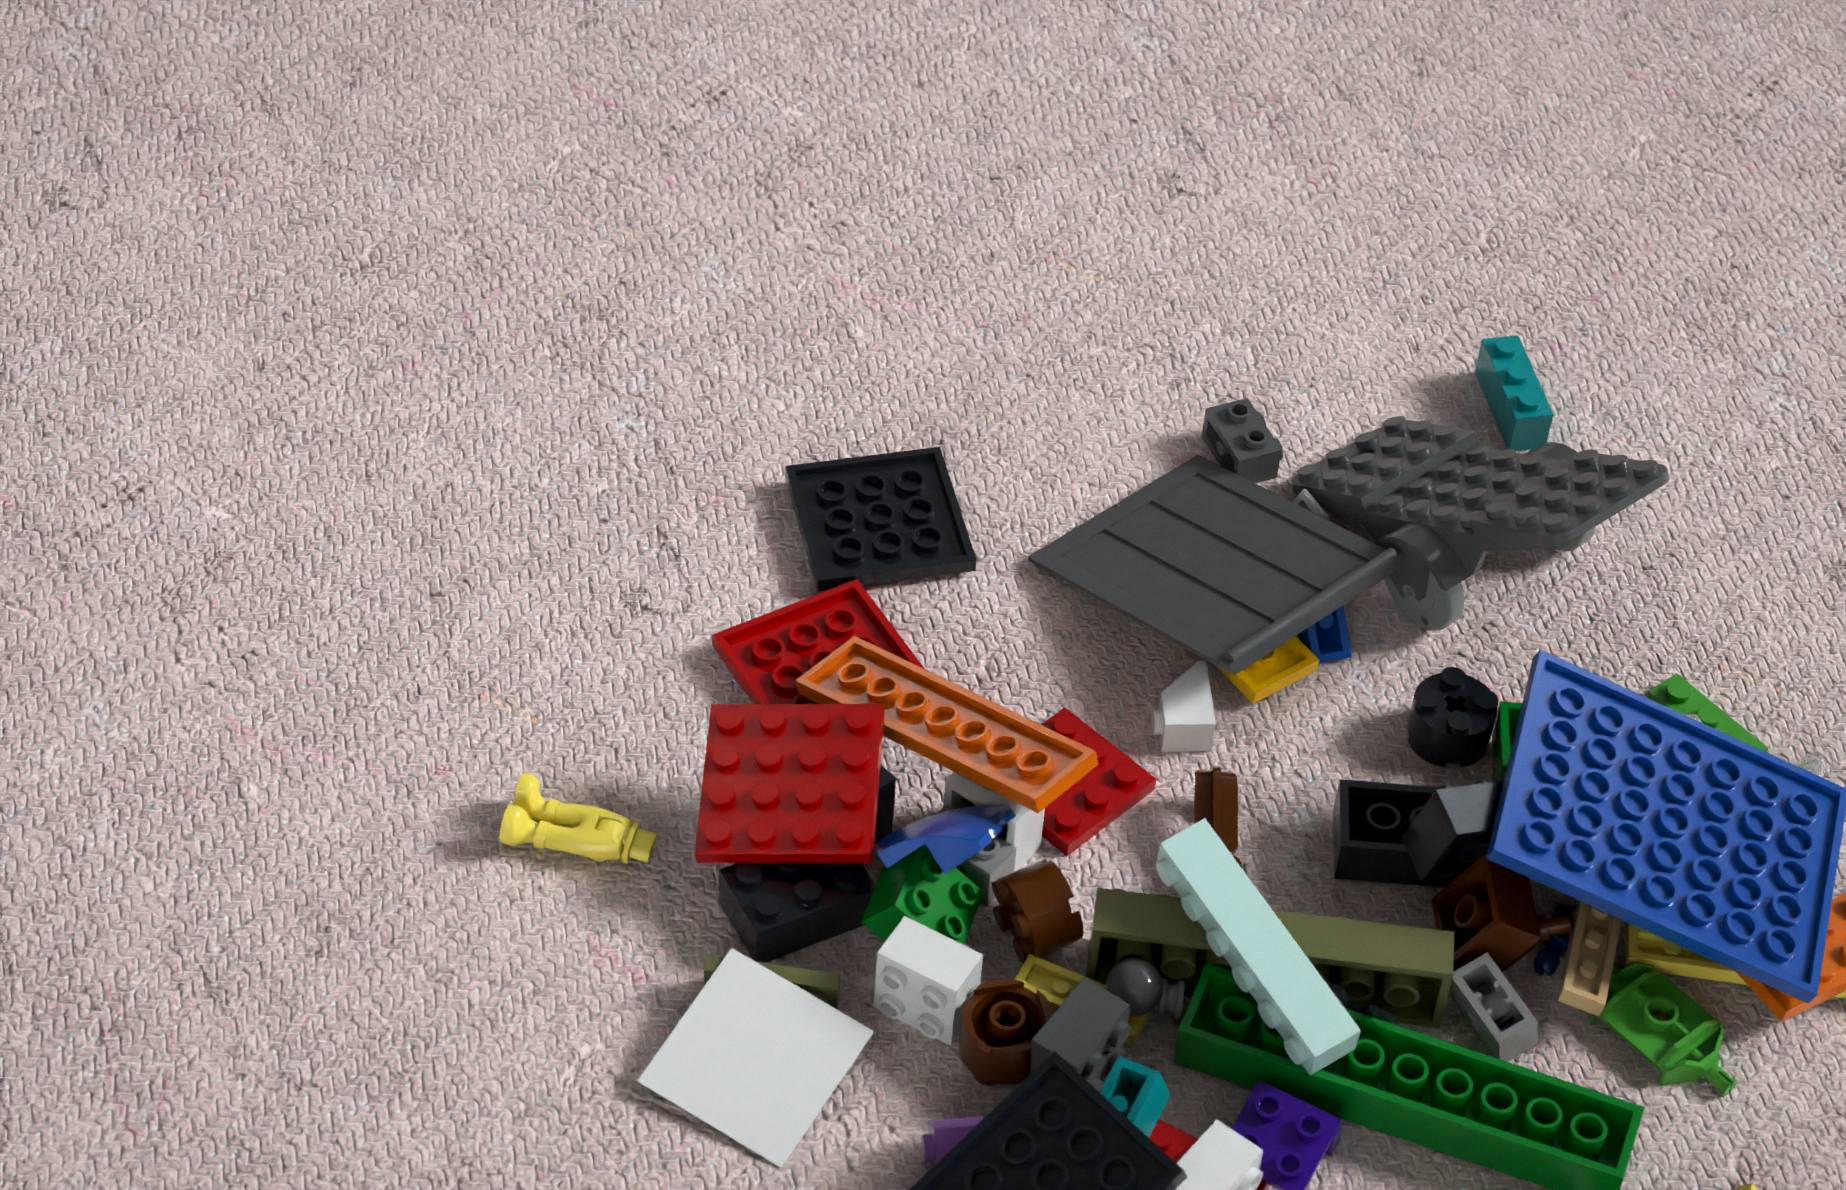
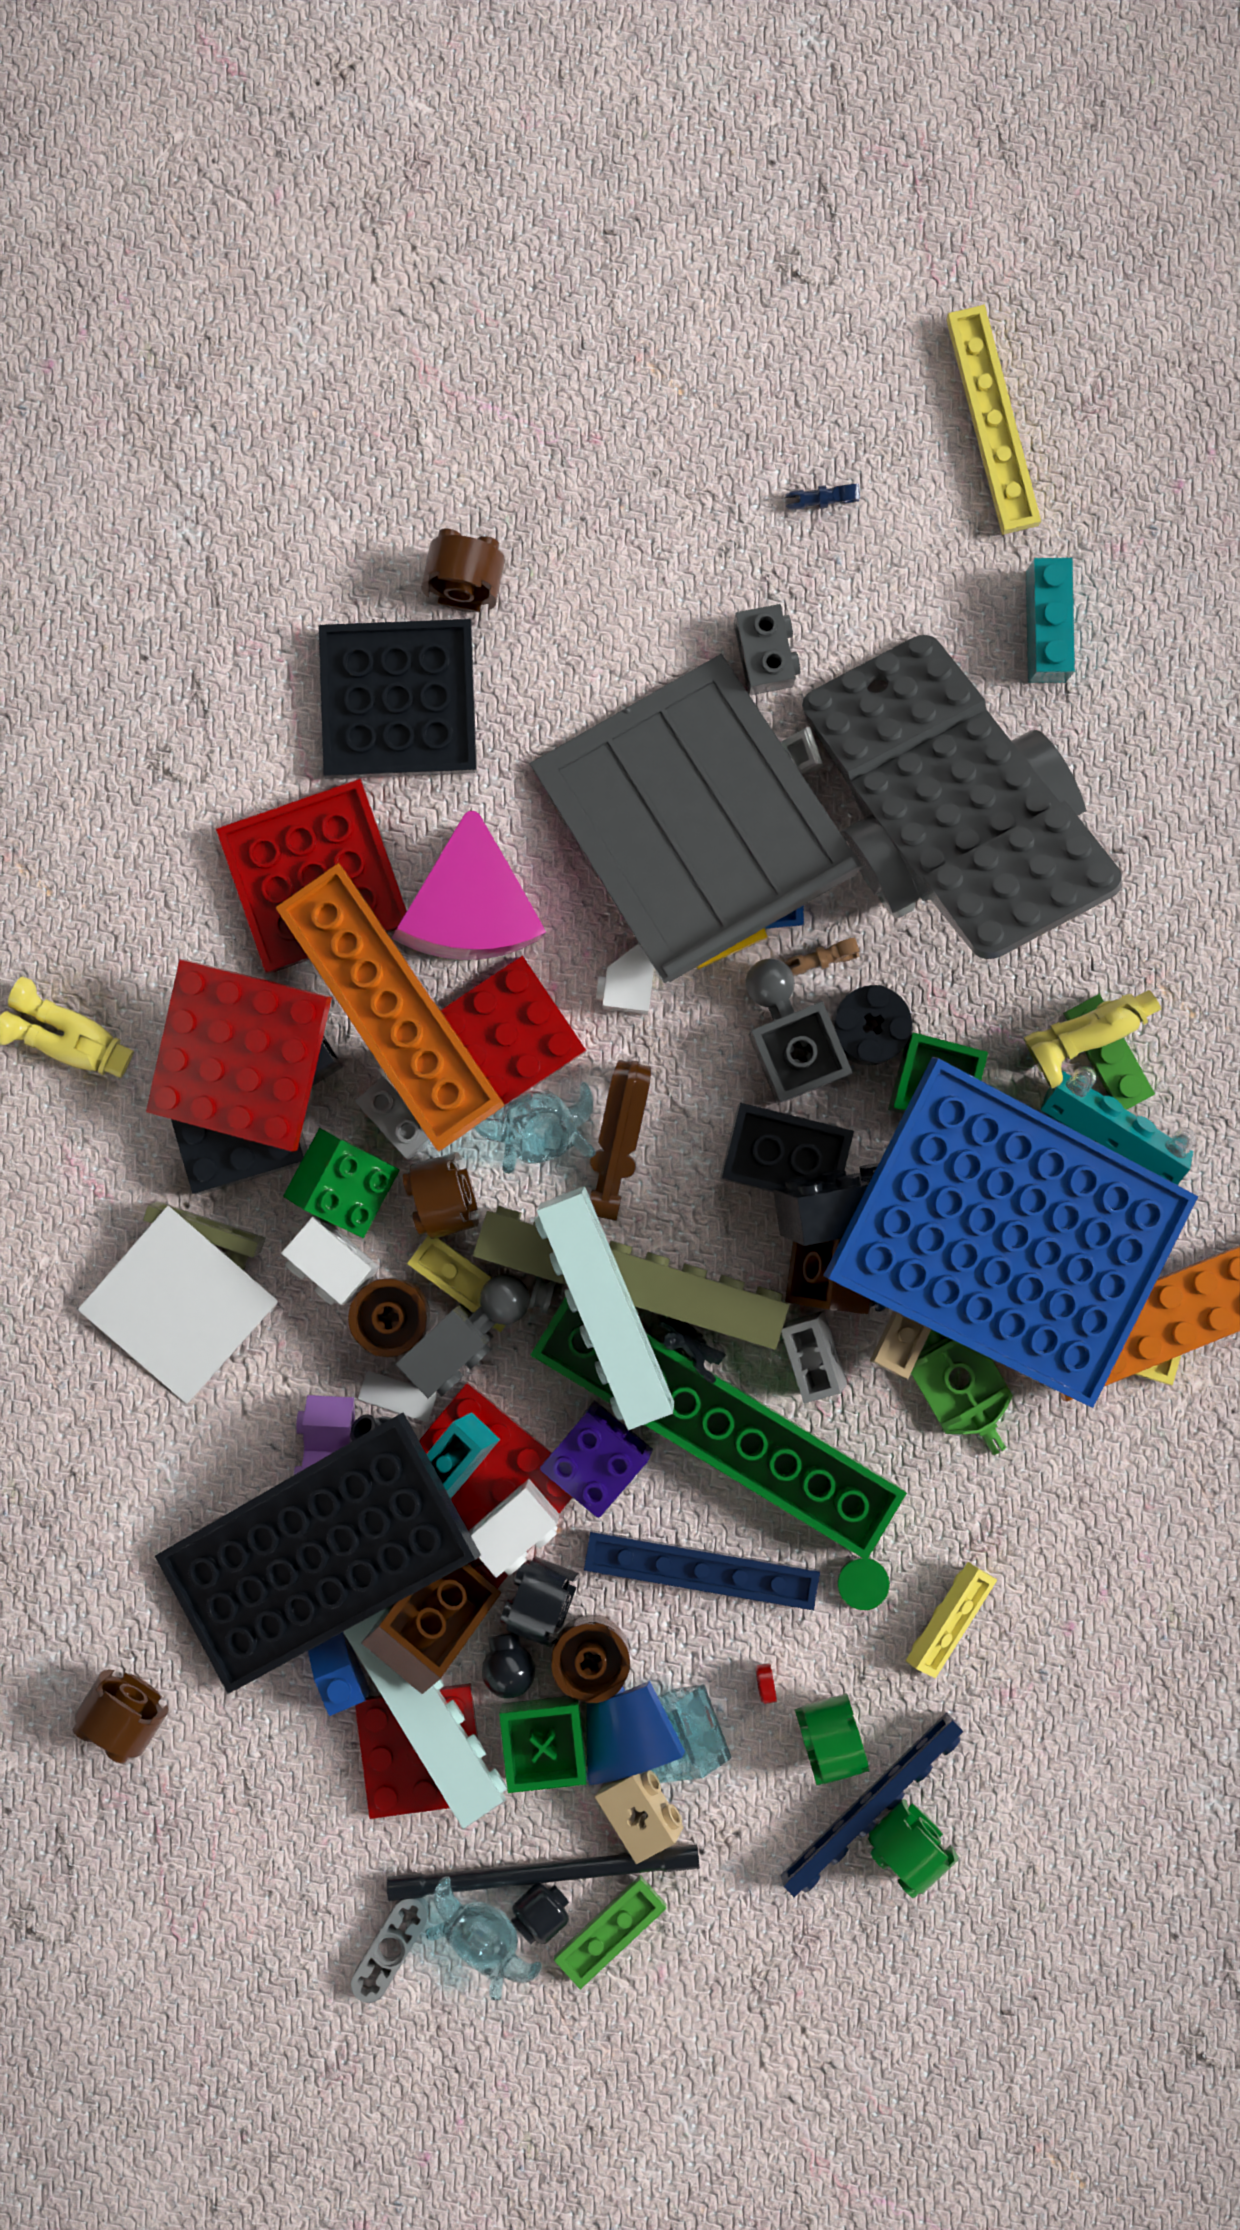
camera: 10 degrees right, 40 degrees up
(925, 406) = (463, 571): none -> reddish brown brick
(948, 835) = (355, 1145): blue slope -> none
(1010, 651) = (470, 902): none -> dark pink piece
(1118, 837) = (540, 1127): none -> clear light blue piece
(1276, 329) = (822, 497): none -> dark blue piece
(1376, 739) = (771, 985): none -> dark grey brick
(1380, 677) = (839, 952): none -> medium nougat piece
(1405, 265) = (993, 419): none -> light yellow plate
(1696, 674) = (1090, 1031): none -> light yellow piece

